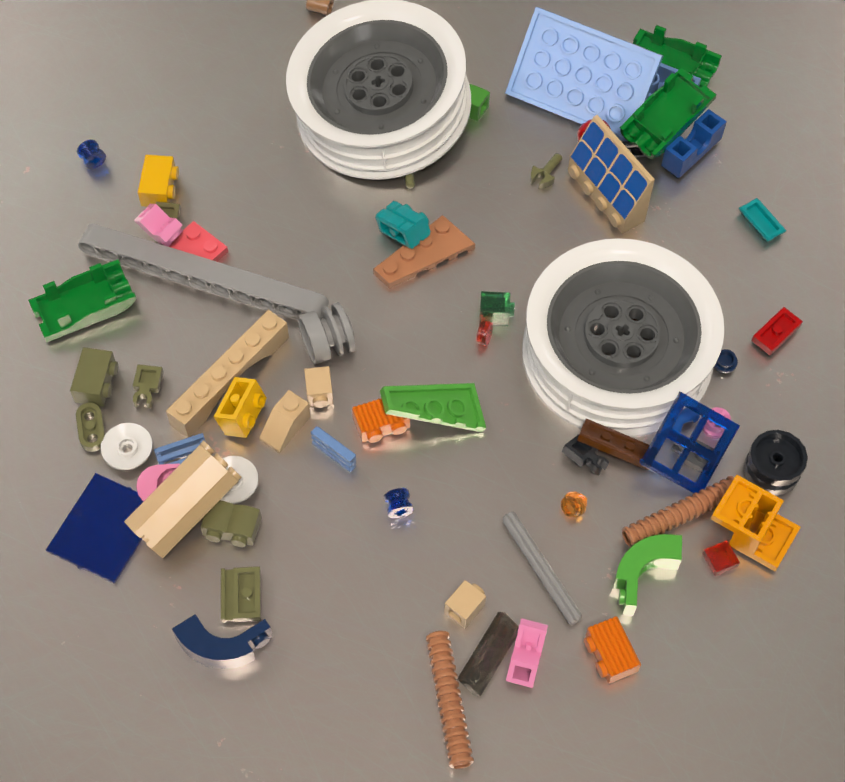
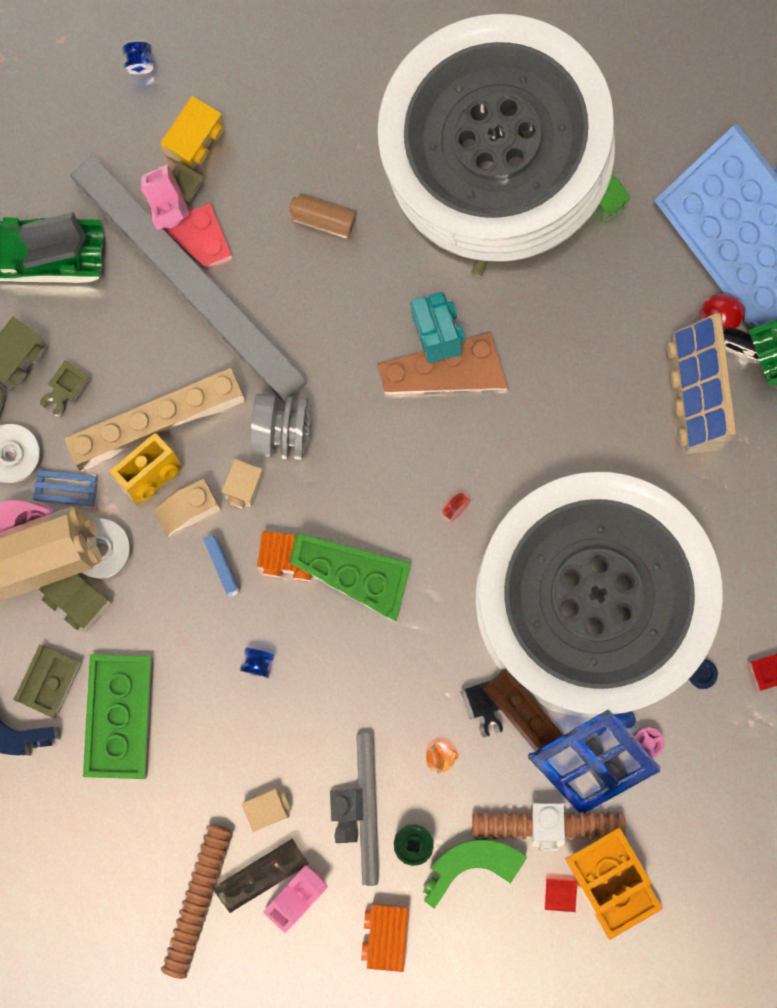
camera: 30 degrees right, 20 degrees up
(87, 283) = (51, 239): none -> dark grey panel
(280, 193) = (323, 215): none -> medium nougat brick
(311, 594) = (117, 716): none -> bright green plate
(496, 308) = (484, 483): clear green brick -> none
(526, 575) = (347, 809): none -> dark grey plate
(545, 172) = (643, 330): olive bar -> none
(592, 571) = (413, 845): none -> dark green wheel
(684, 507) = (548, 826): none -> white bracket
(776, 461) = (696, 819): black wheel -> none

